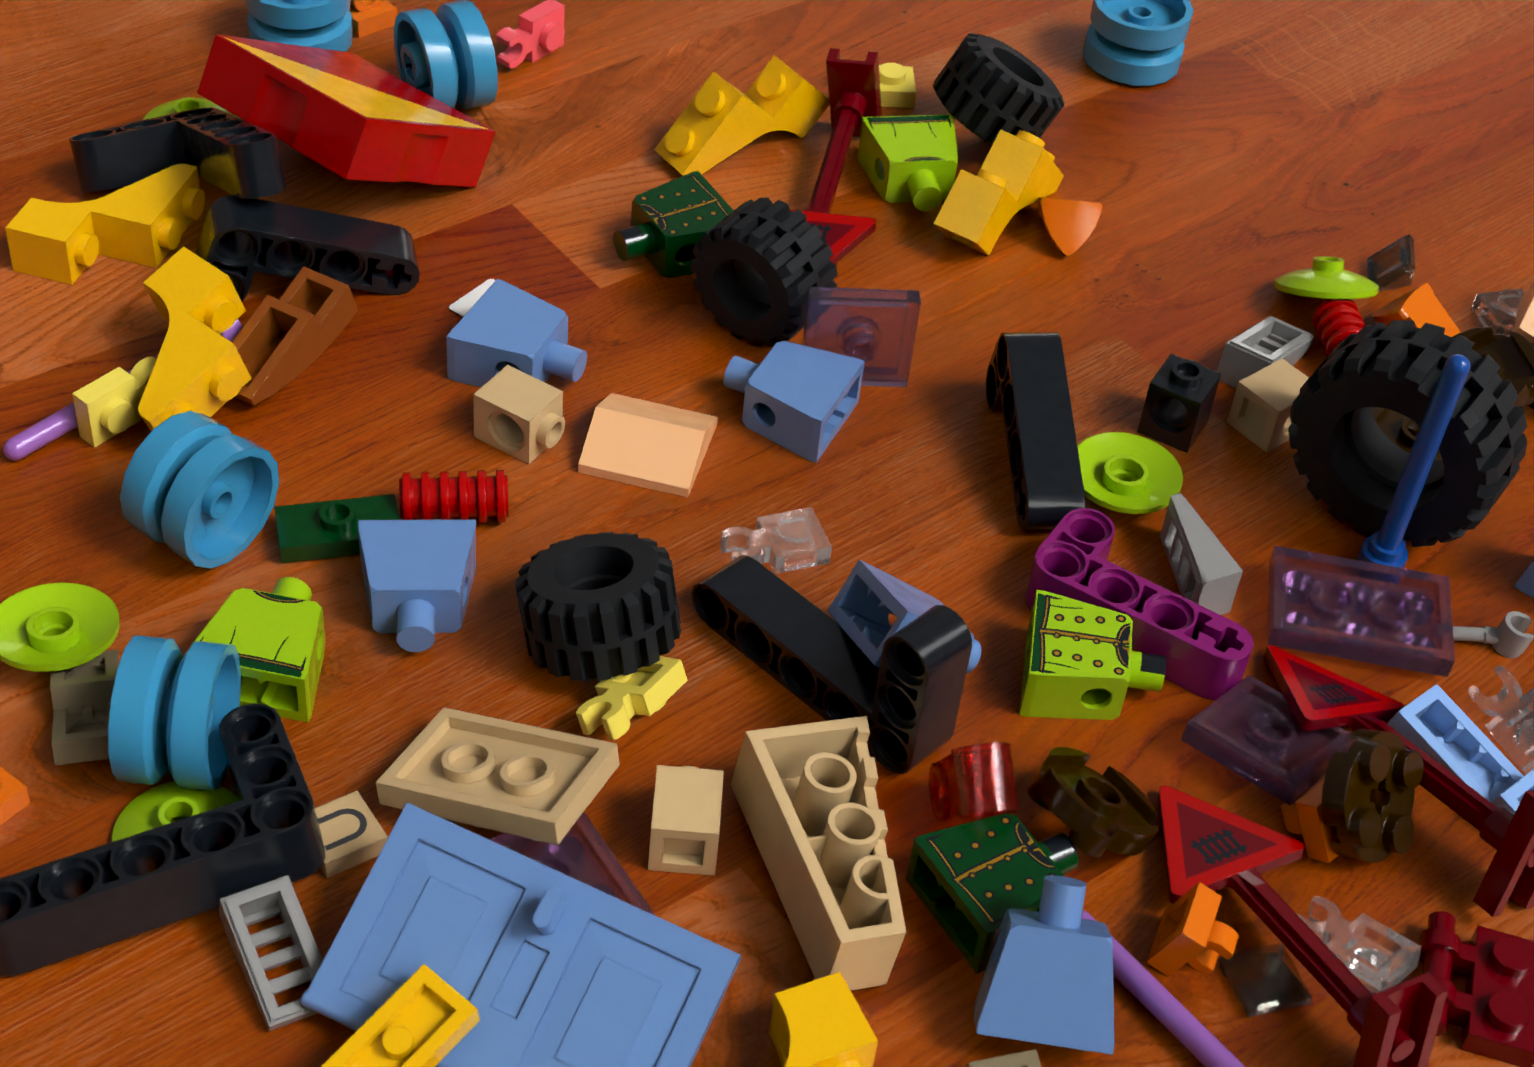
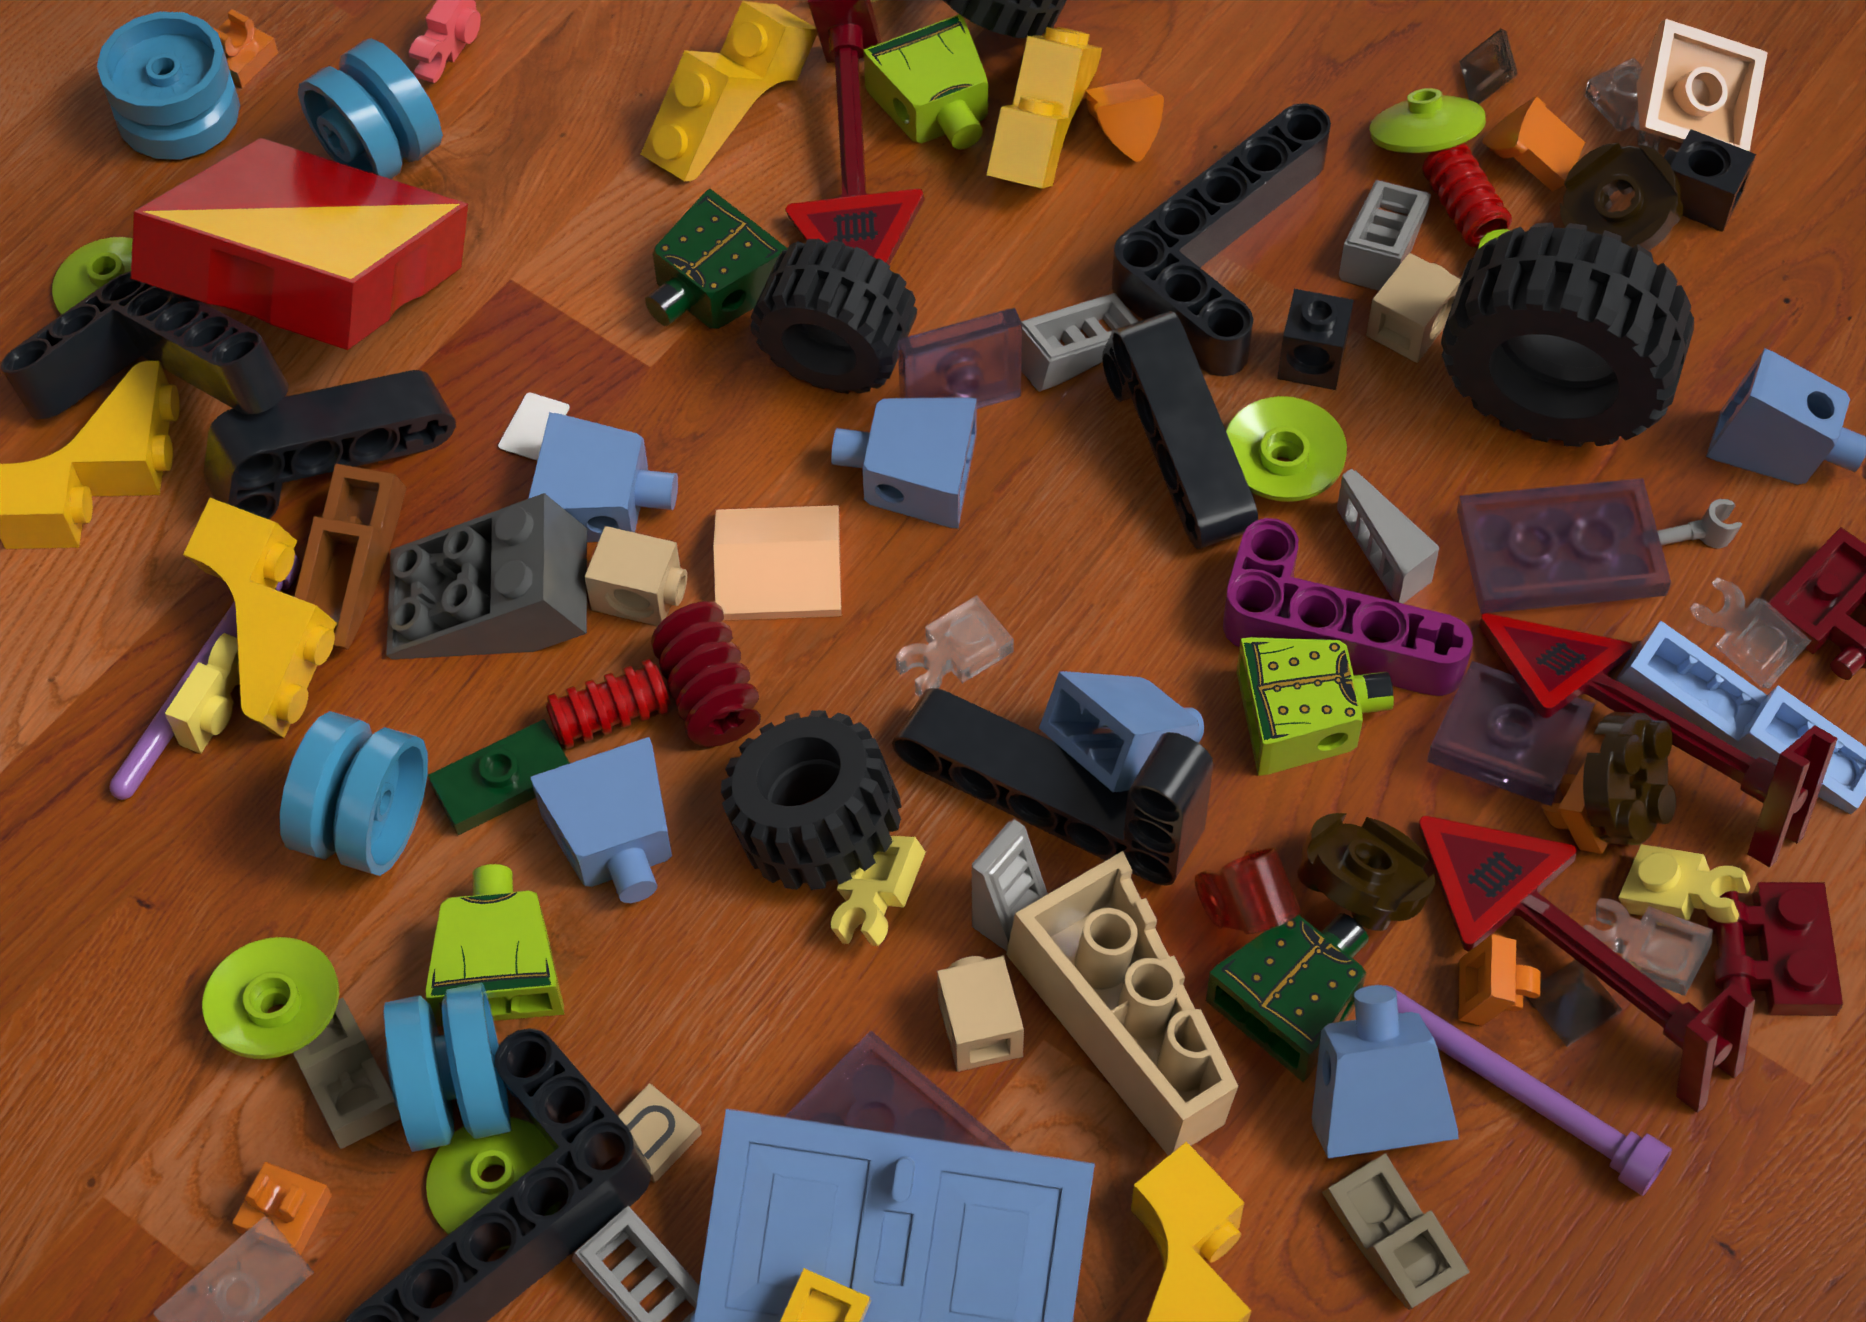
camera: 10 degrees left, 15 degrees up
(396, 389) = (490, 585): none -> dark grey slope
(499, 775) = (785, 1027): tan plate -> none
(547, 491) = (706, 674): none -> dark red piece
(752, 711) = (1004, 883): none -> light grey slope
(952, 355) = (1048, 361): none -> light grey slope
(1119, 299) = (1163, 252): none -> black beam
(1387, 545) = (1571, 459): blue piece -> none
(1403, 904) = (1679, 883): none -> light yellow plate

